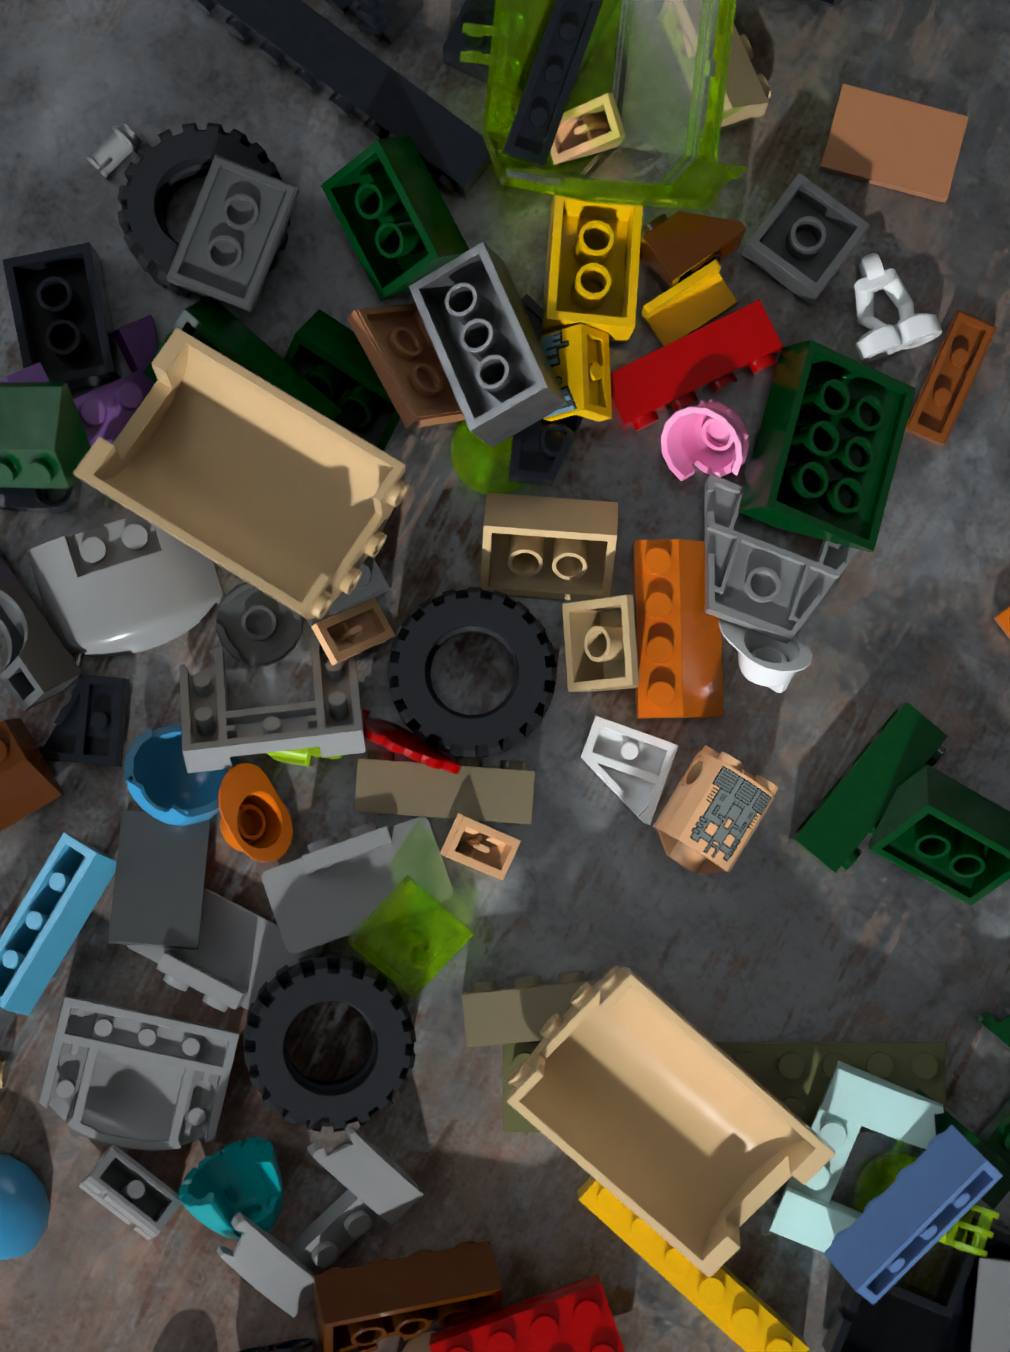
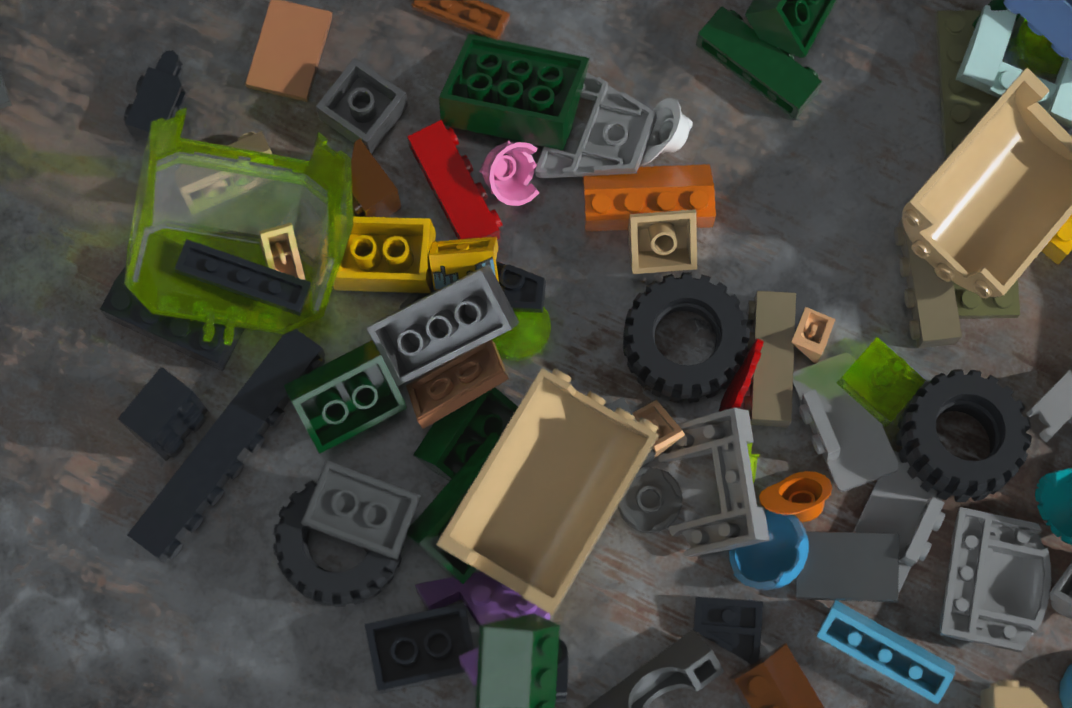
camera: 90 degrees left, 10 degrees down
(114, 149) = (287, 615): light grey pin -> none
(123, 587) = (624, 603): light grey slope -> none
(548, 547) = (589, 286): tan slope -> none
(629, 764) = (747, 228): white wing -> none
(688, 305) = (413, 192): yellow panel -> none
(713, 813) = (782, 165): light nougat cylinder -> none
(884, 338) = (433, 51): white piece -> none

